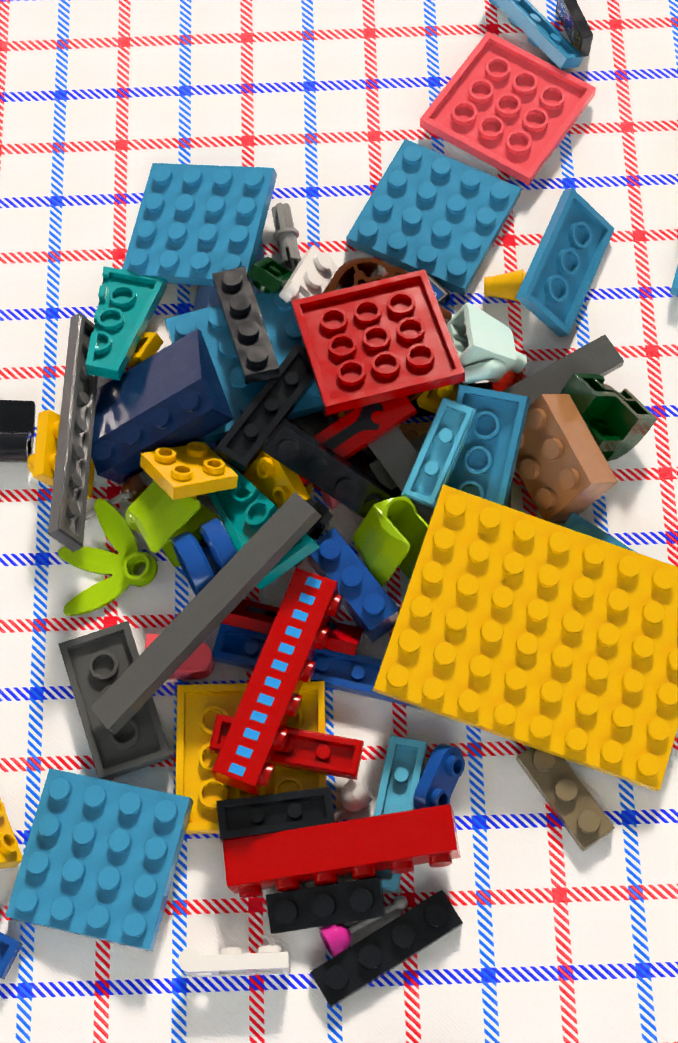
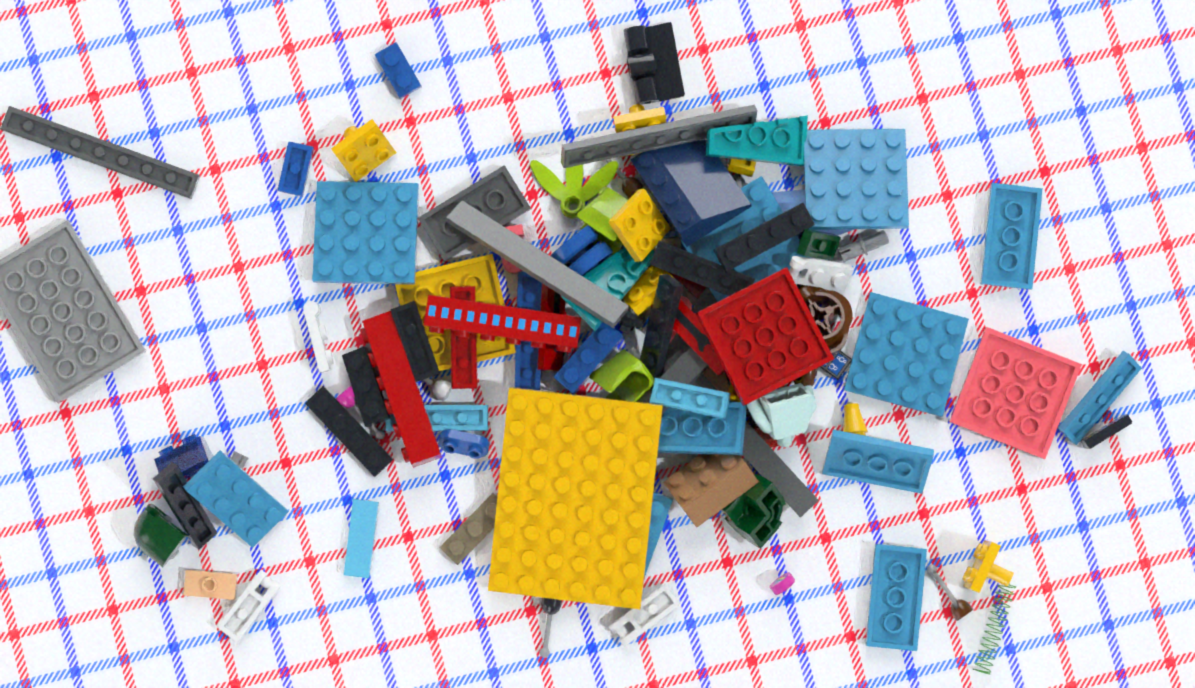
camera: 75 degrees right, 20 degrees up
(315, 78) = (1011, 236): none -> dark azure plate
(551, 964) = (361, 538): none -> medium azure tile

